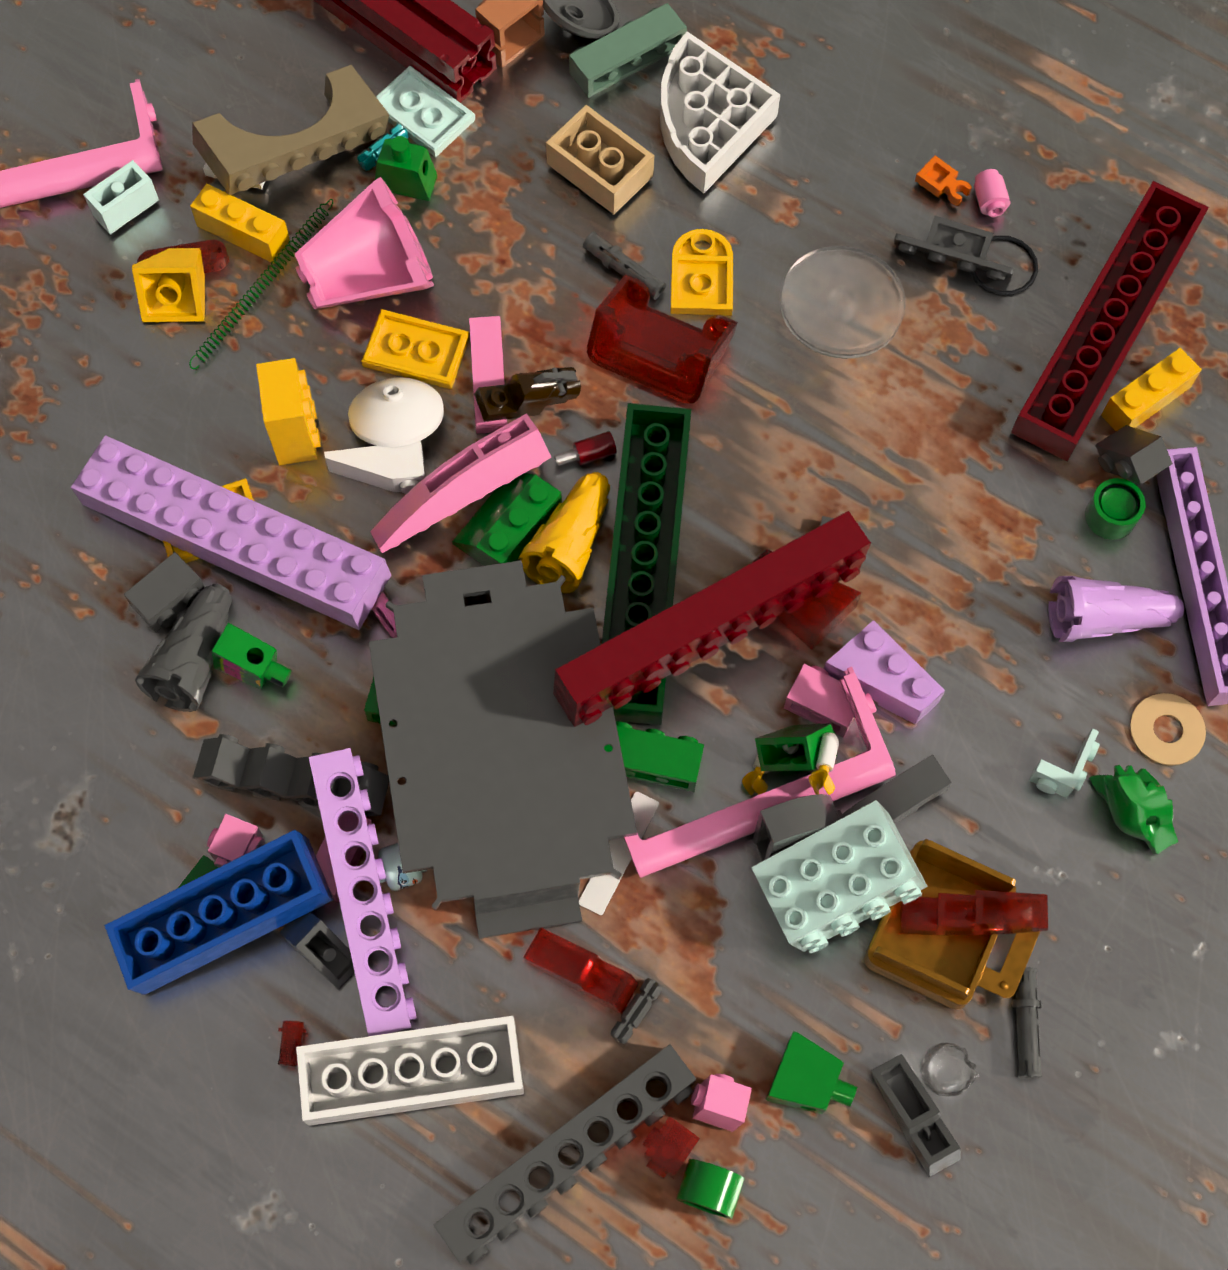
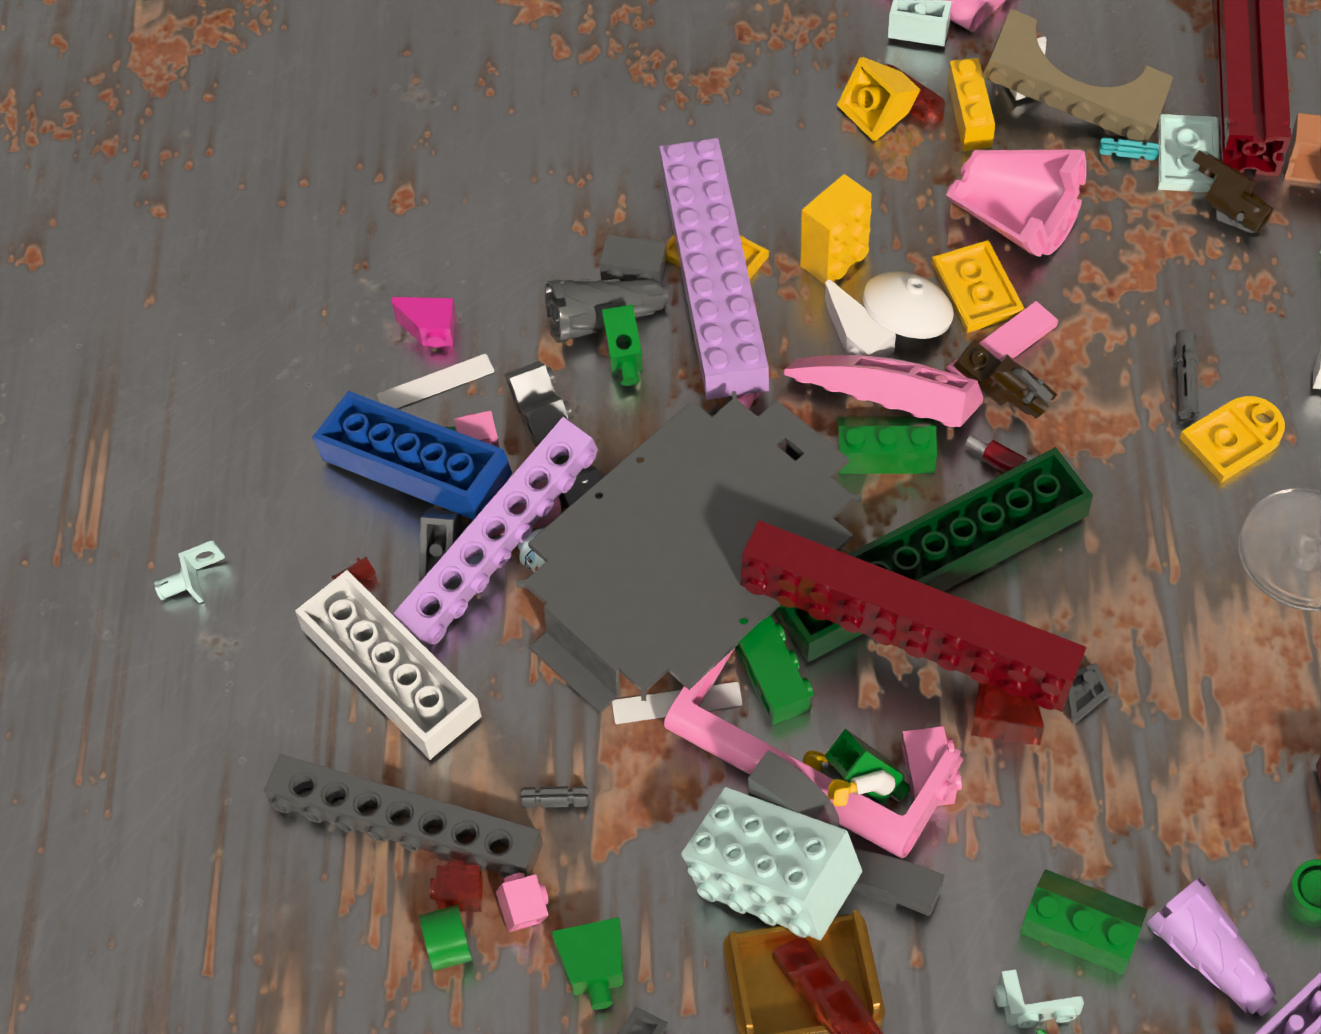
camera: 60 degrees right, 10 degrees down
(74, 806) = (427, 319): none -> dark pink slope
(142, 843) = (436, 382): none -> white sticker
(175, 1199) = (187, 577): none -> light aqua bracket
(258, 290) = (924, 155): green piece -> none
(406, 168) = (1119, 172): green torso -> none
(493, 111) = (1232, 195): none -> dark brown plate
(566, 538) = (900, 487): yellow cone -> none
(581, 970) = (556, 735): clear red slope -> none
(600, 159) = (1262, 292): tan brick -> none
(655, 346) = (1135, 440): clear red windscreen -> none
(887, 674) = (991, 797): lavender wedge -> none
(1026, 681) = (1083, 921): none -> green slope

